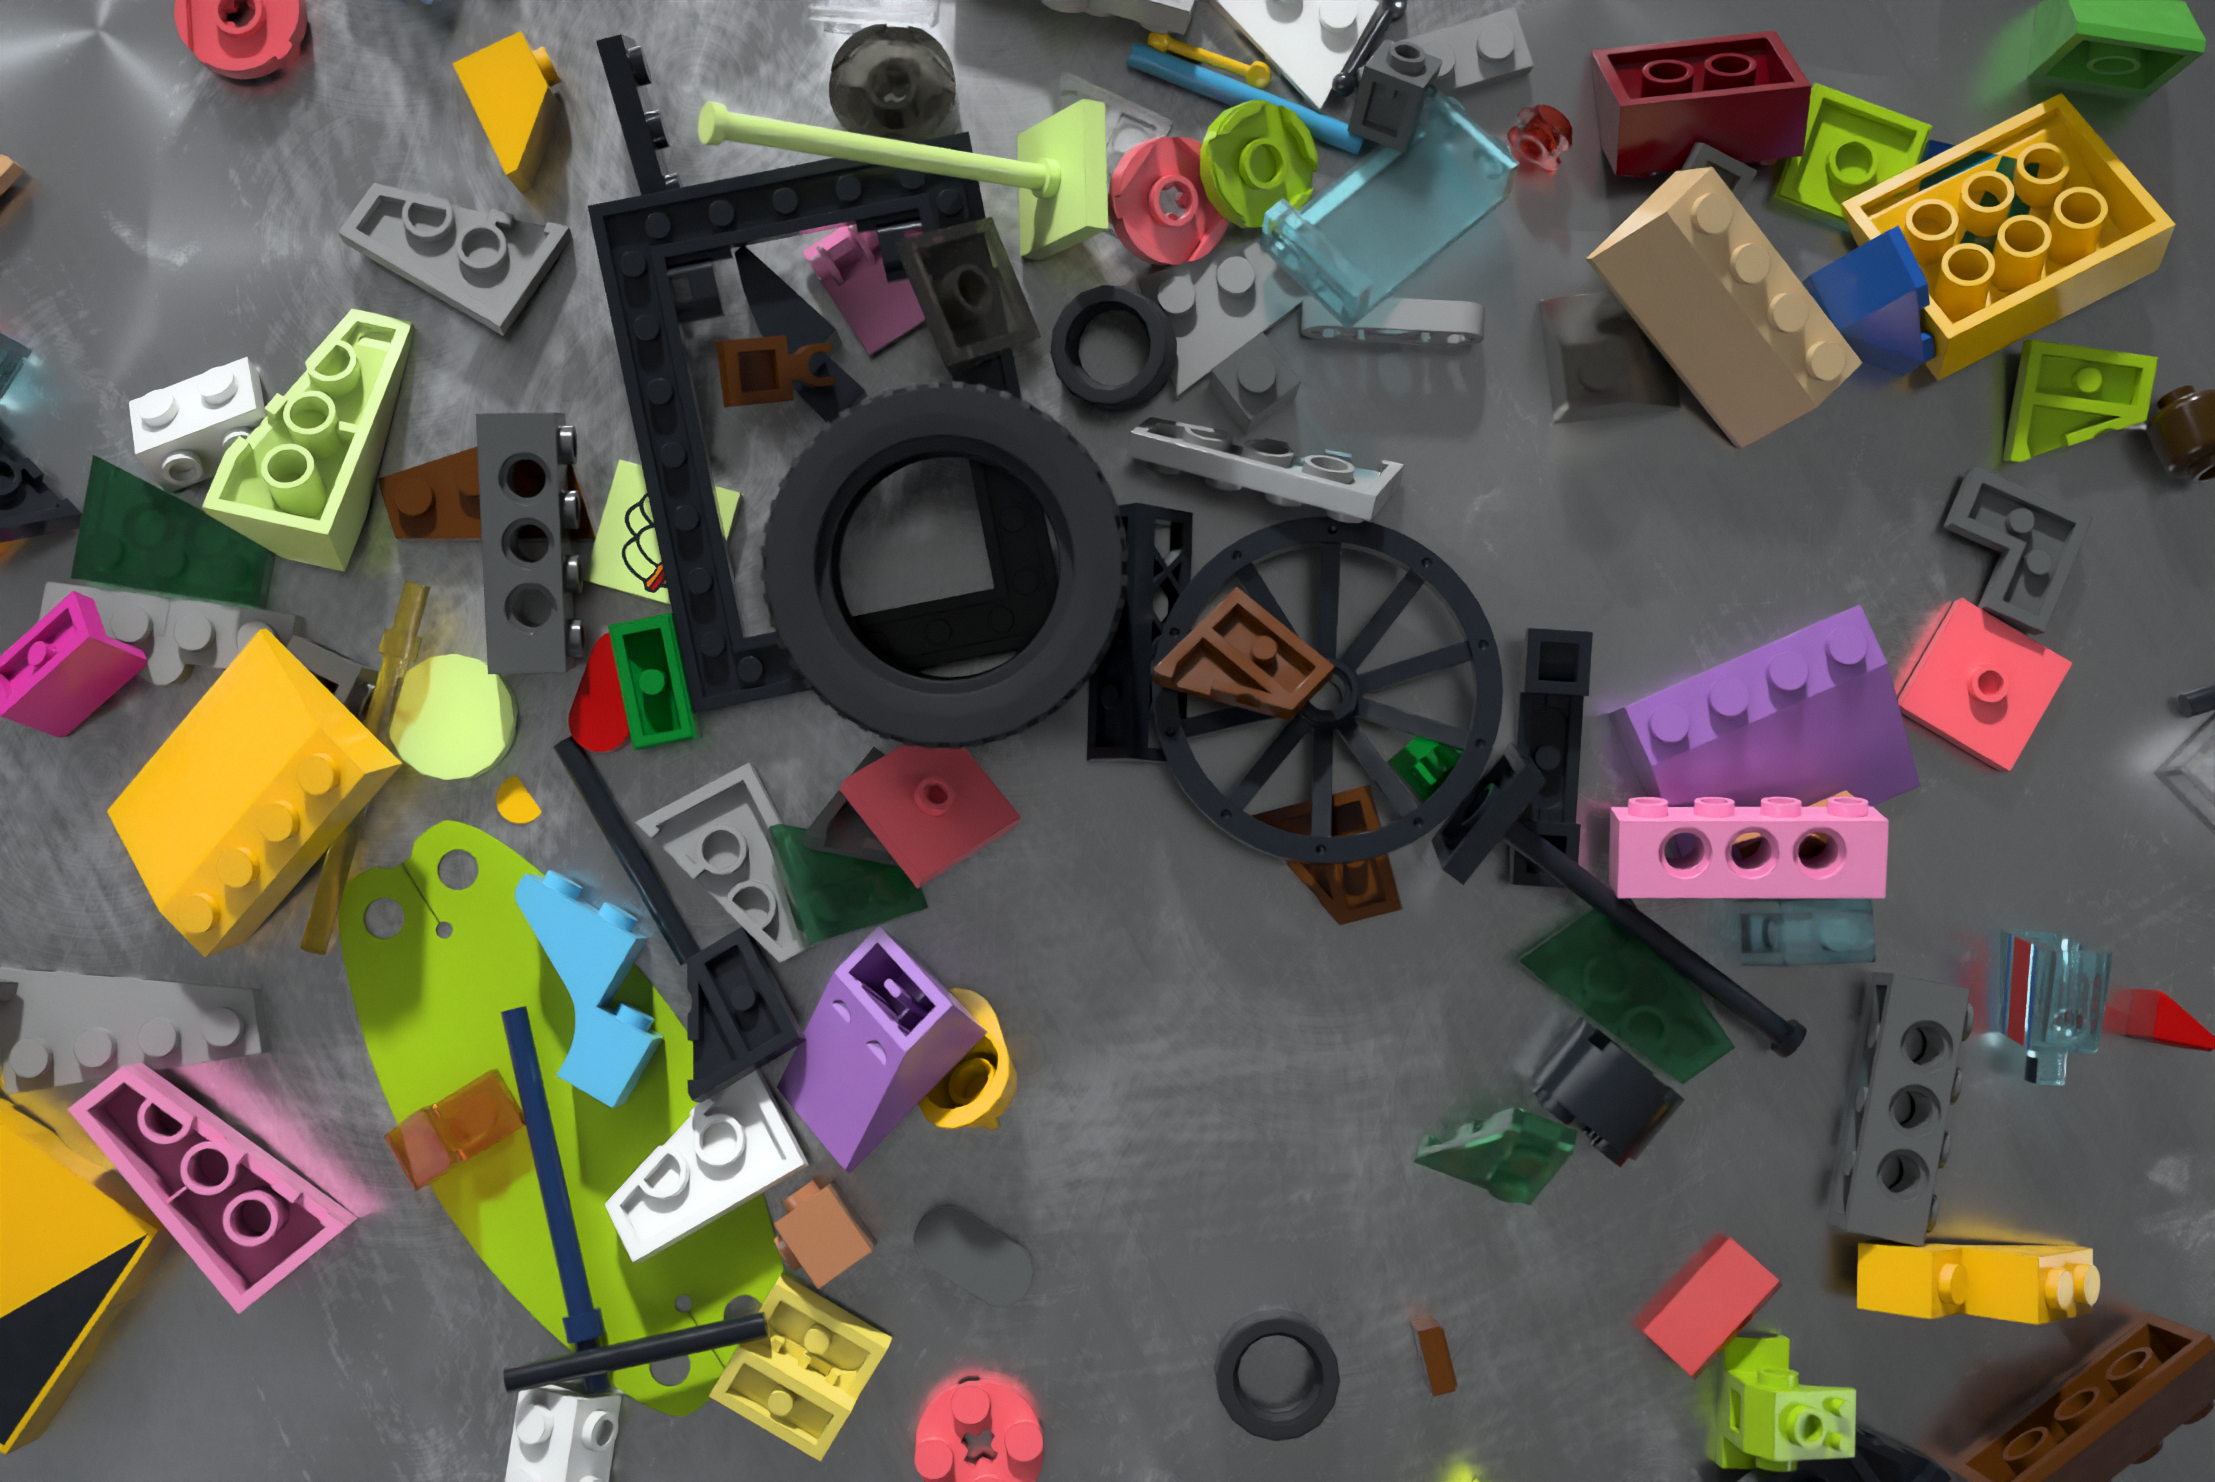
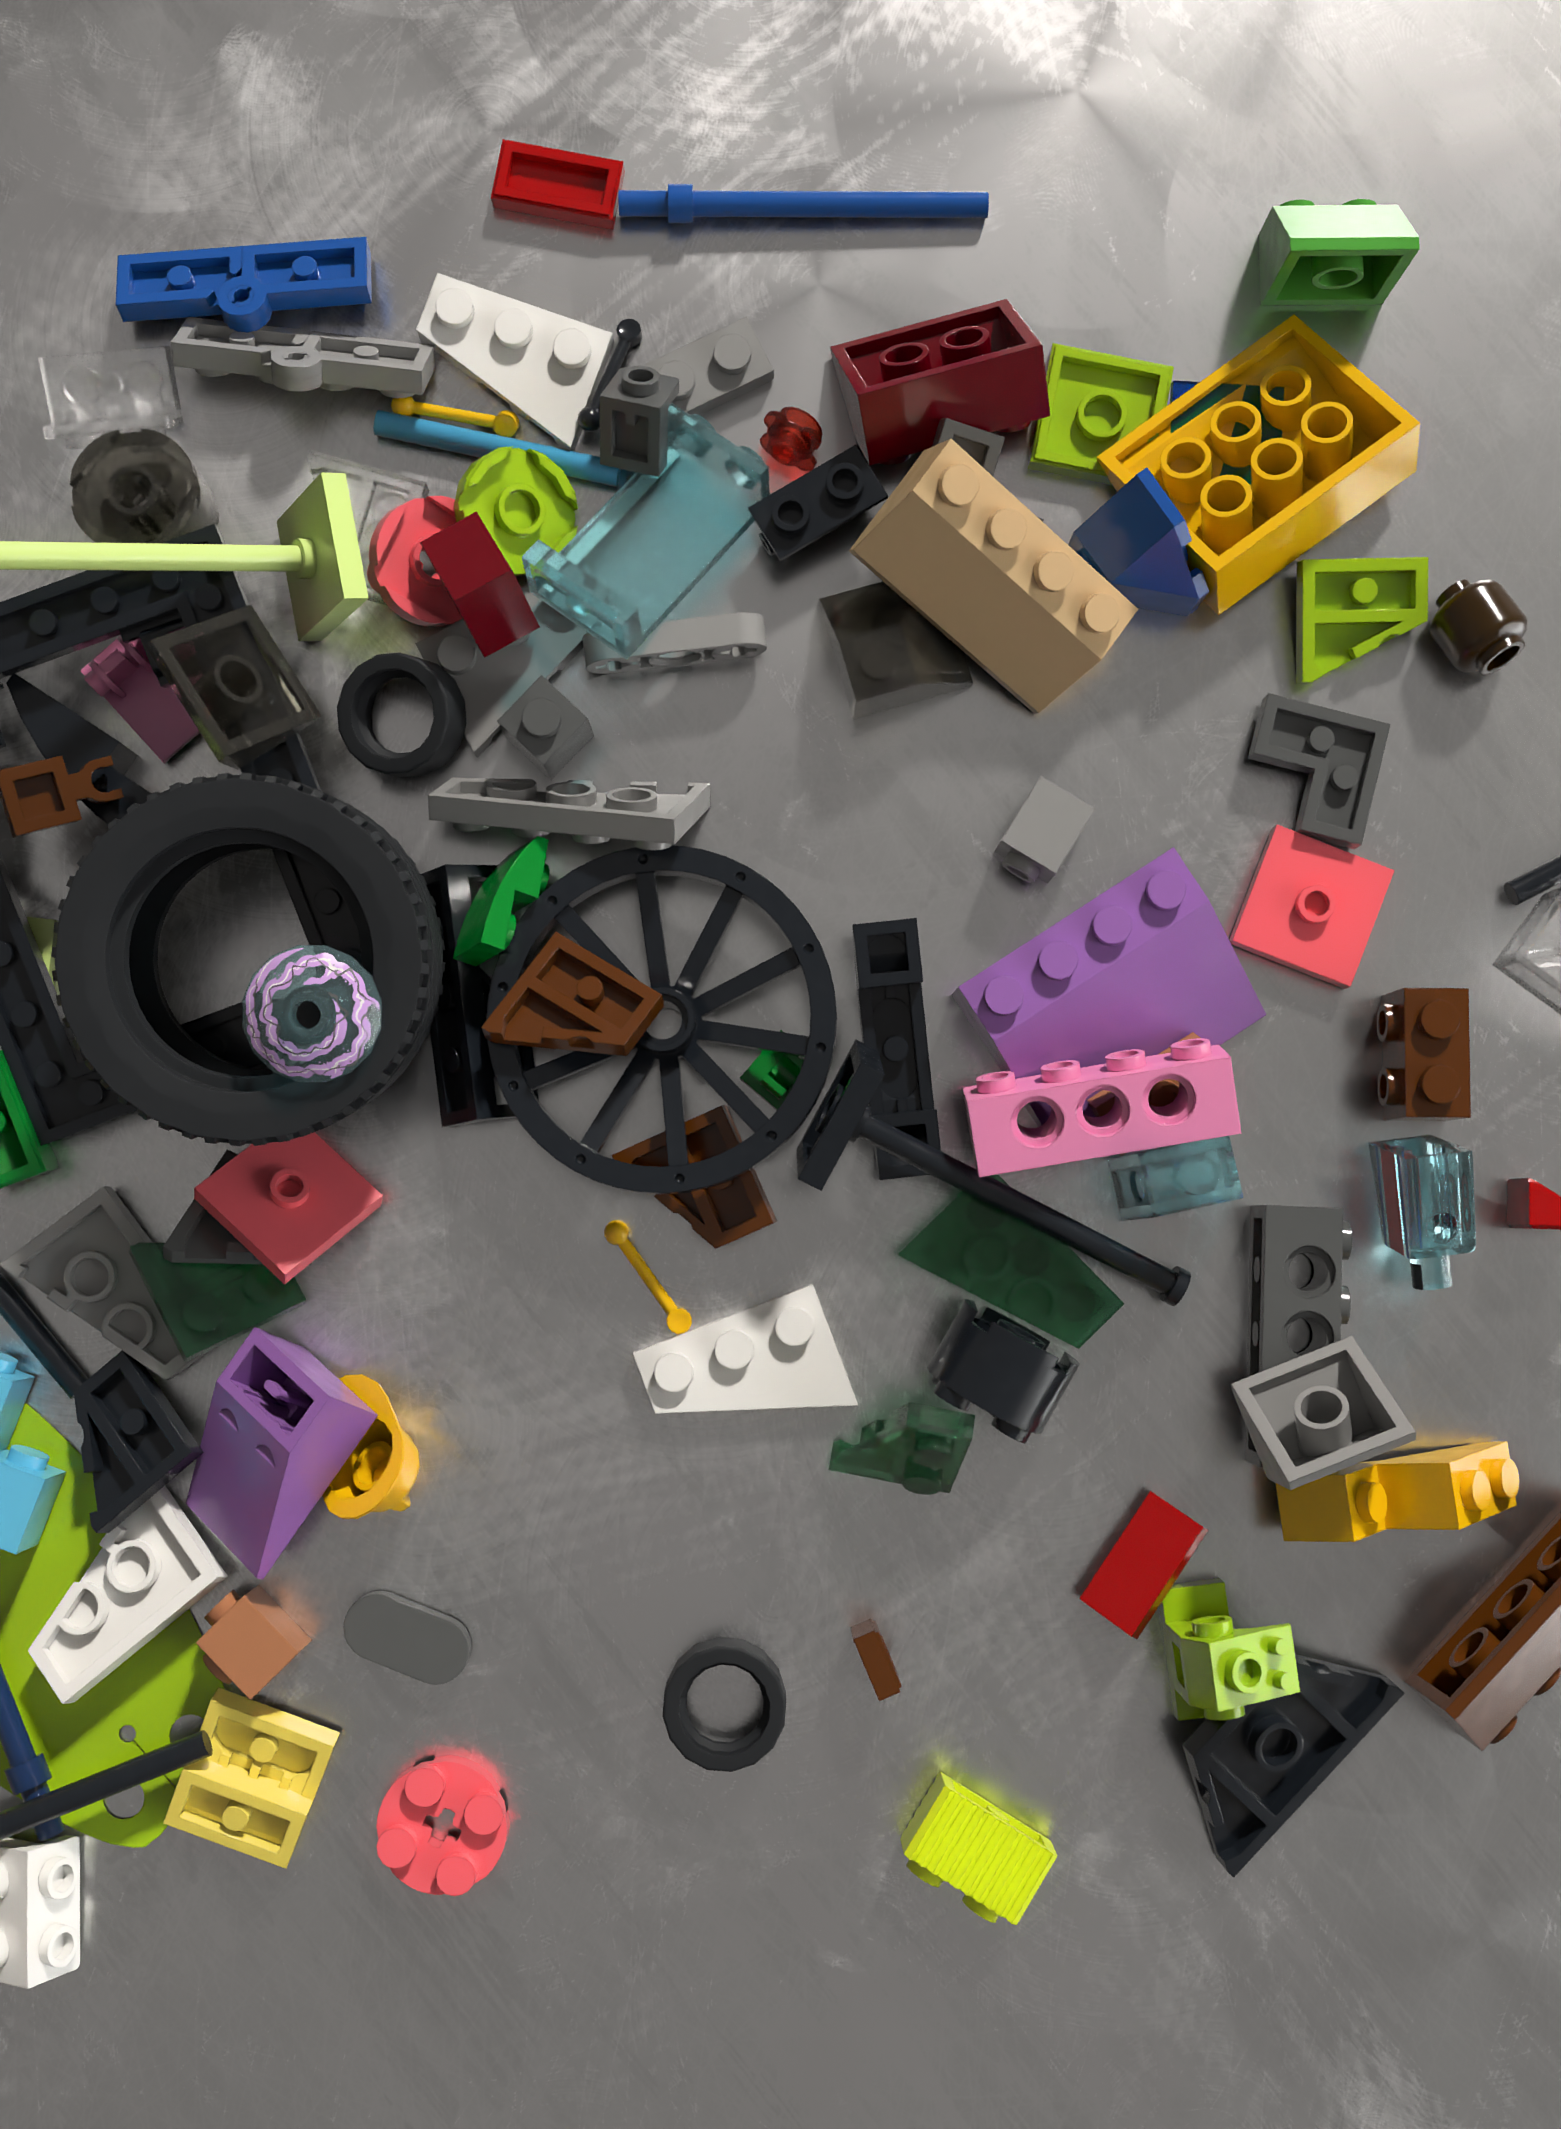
camera: 15 degrees left, 0 degrees up
(1015, 592) = (347, 1006): none -> dish
(1193, 535) = (507, 889): none -> green slope
(1216, 231) = (480, 584): none -> dark red slope
(1287, 988) = (677, 1318): none -> yellow hinge
(1354, 1040) = (750, 1361): none -> white wing
(1557, 205) = (817, 503): none -> black hinge
(1729, 567) = (1043, 832): none -> light grey brick
(1917, 1188) = (1320, 1414): none -> light grey slope
(2075, 851) = (1425, 1054): none -> reddish brown brick

